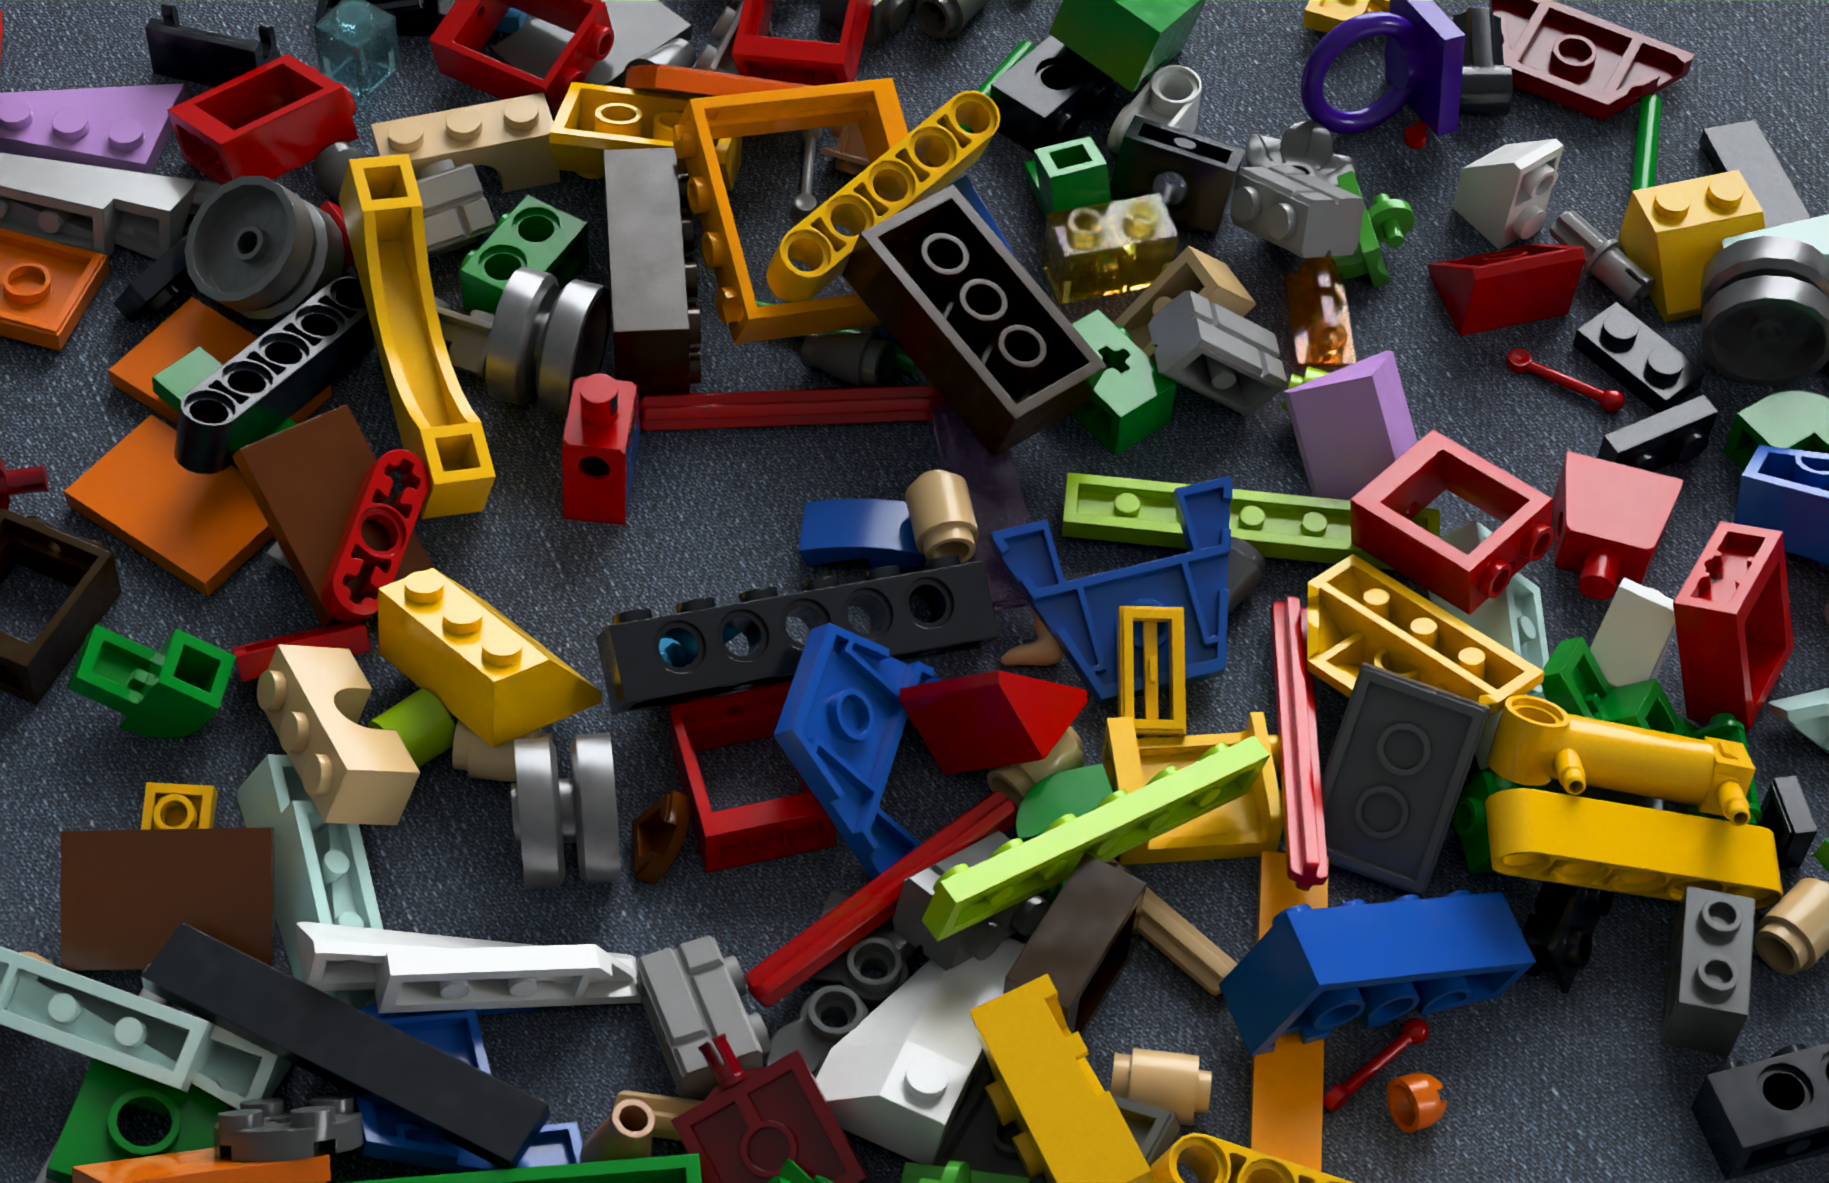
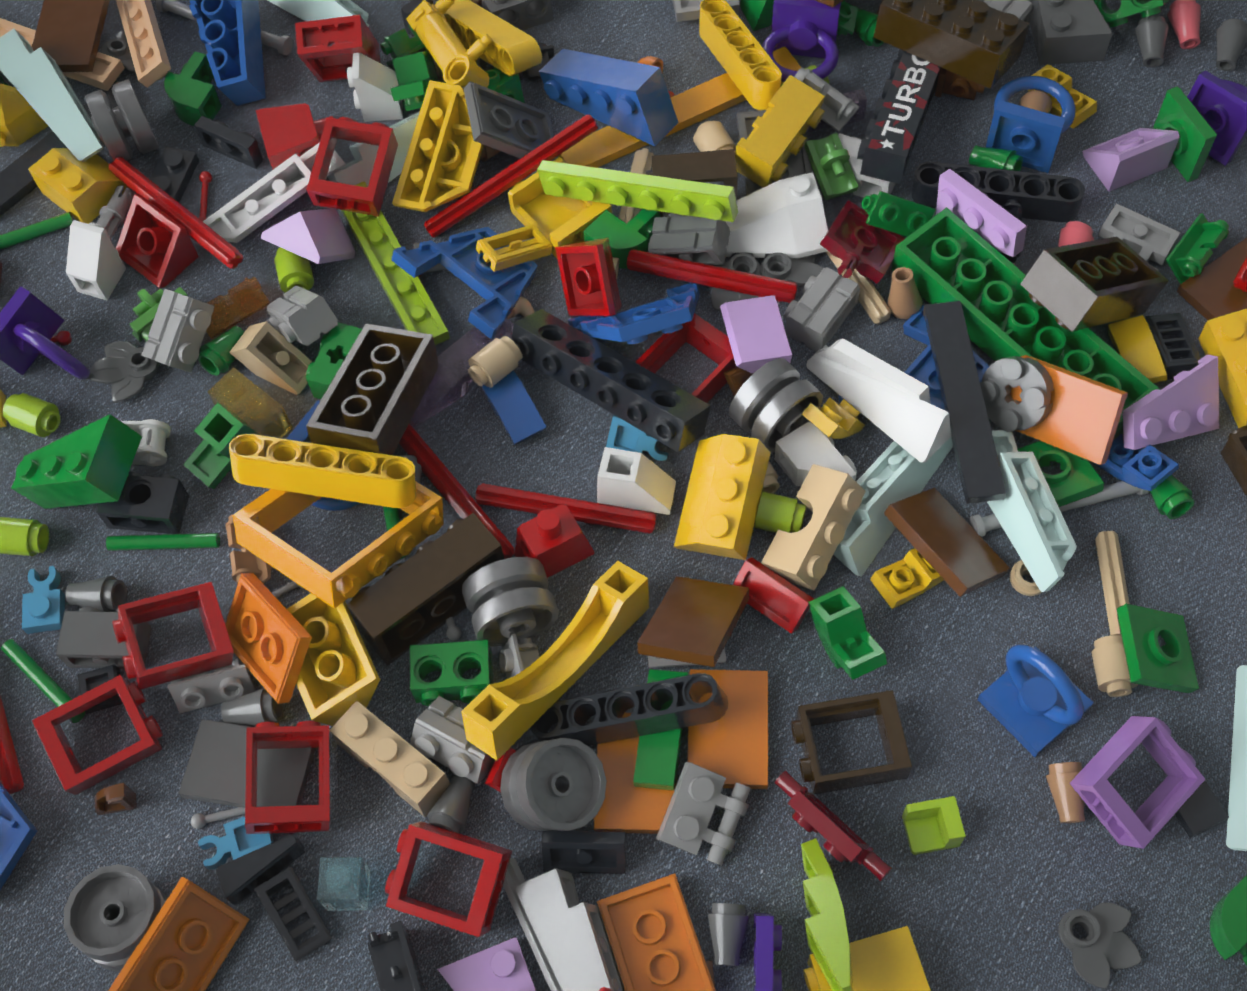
camera: 115 degrees left, 10 degrees up
(110, 388) = (693, 807): none -> light grey plate
(397, 518) = (670, 595): red beam -> none
(447, 832) = (807, 447): none -> white slope
(484, 876) = (834, 418): none -> yellow slope
(614, 574) = (634, 482): none -> white slope
(651, 513) = (581, 510): none -> red axle
(703, 864) = (755, 332): none -> lavender slope
(1203, 163) = (177, 402): black brick -> none
(1249, 264) = (215, 354): none -> green cone
(1286, 44) = (31, 414): none -> lime brick
(1491, 417) = (267, 196): none -> white wedge
(1533, 301) = (195, 227): none -> red axle

